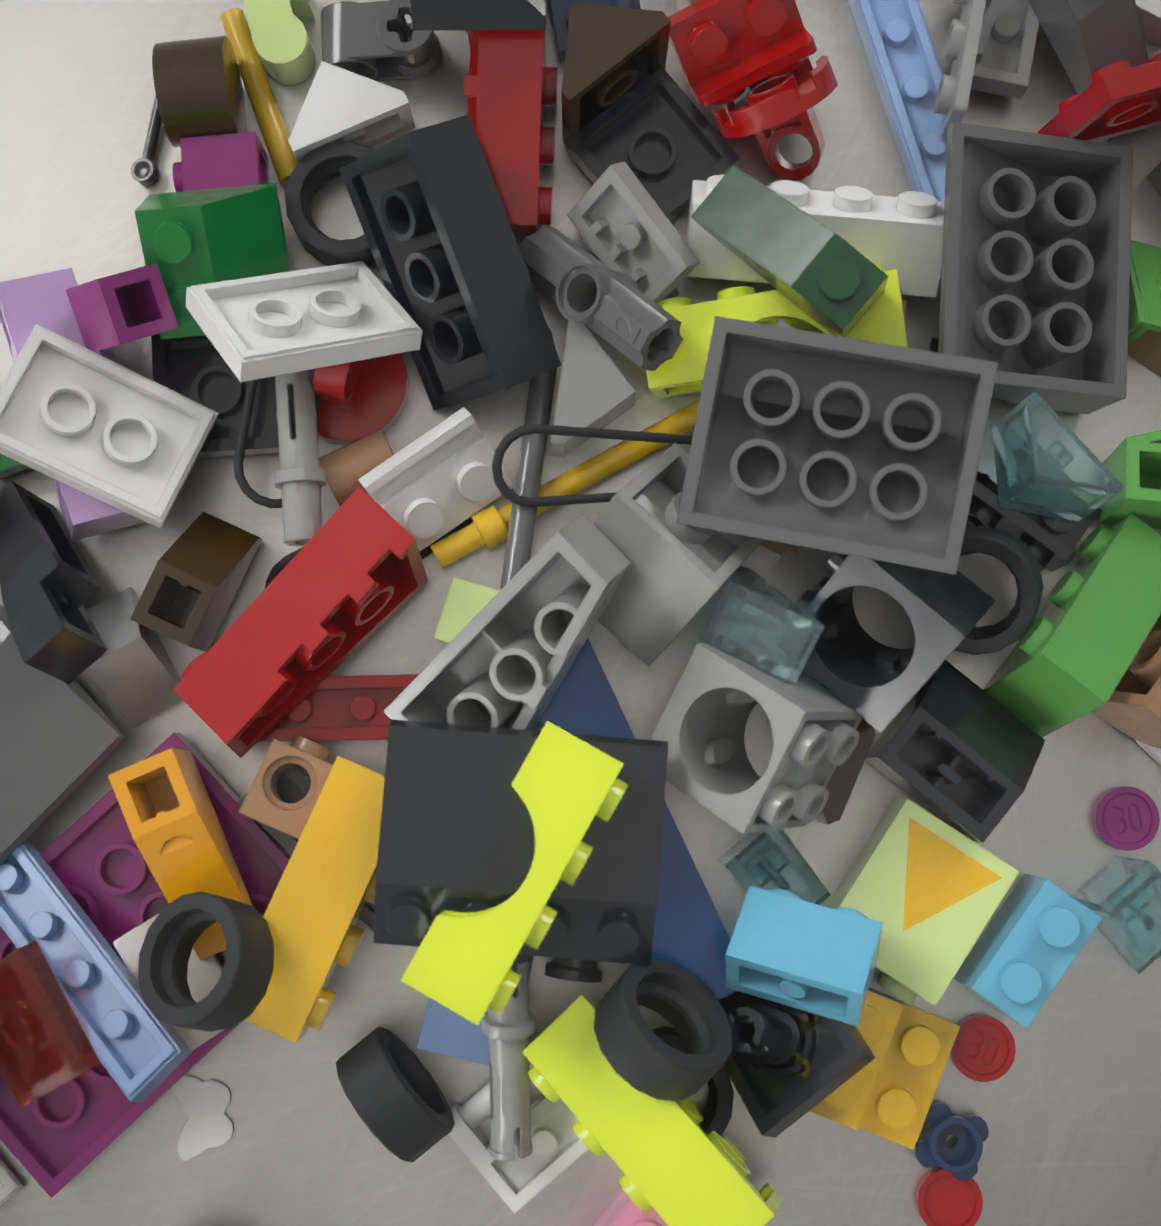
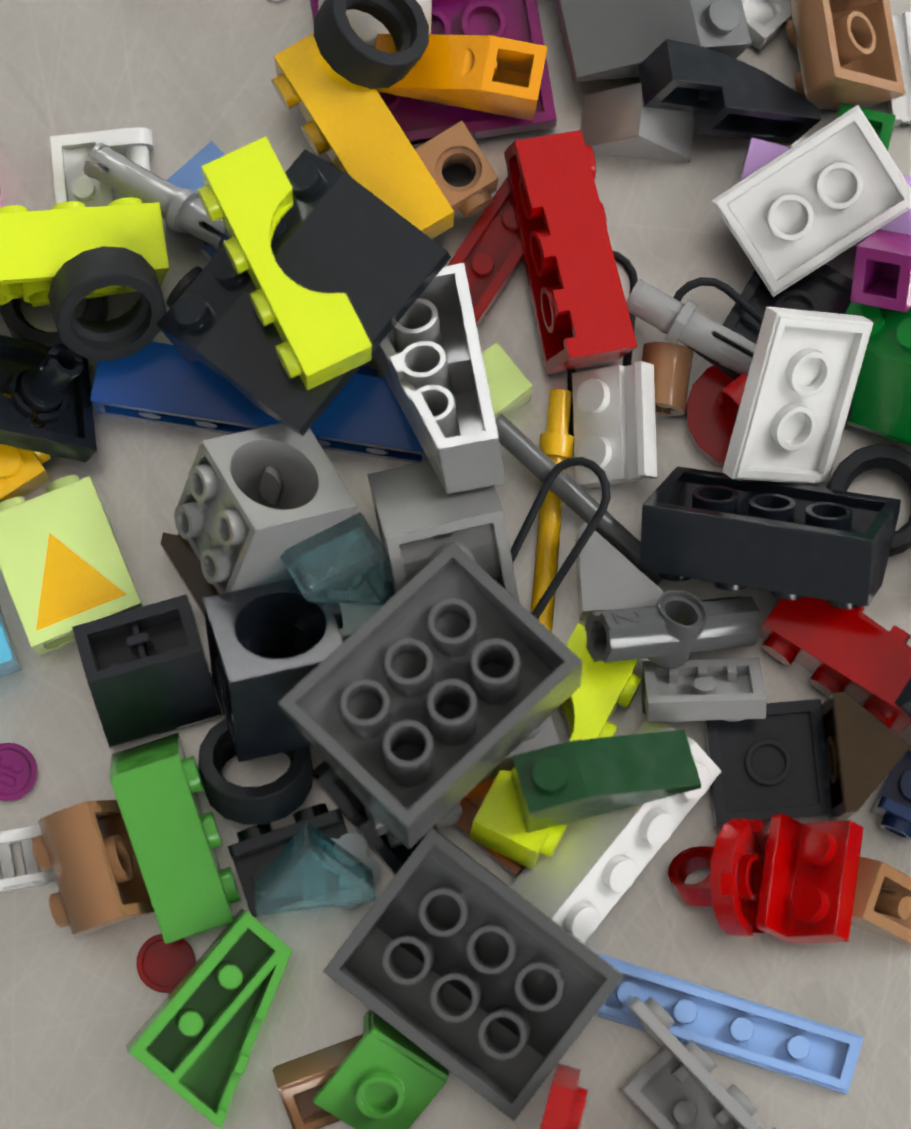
camera: 120 degrees right, 5 degrees down
(196, 582) = (656, 204): dark brown slope -> none
(394, 1095) = (190, 106): black tyre -> none
(773, 862) = (149, 475): clear light blue slope -> none
(803, 954) = (87, 441): medium azure brick -> none

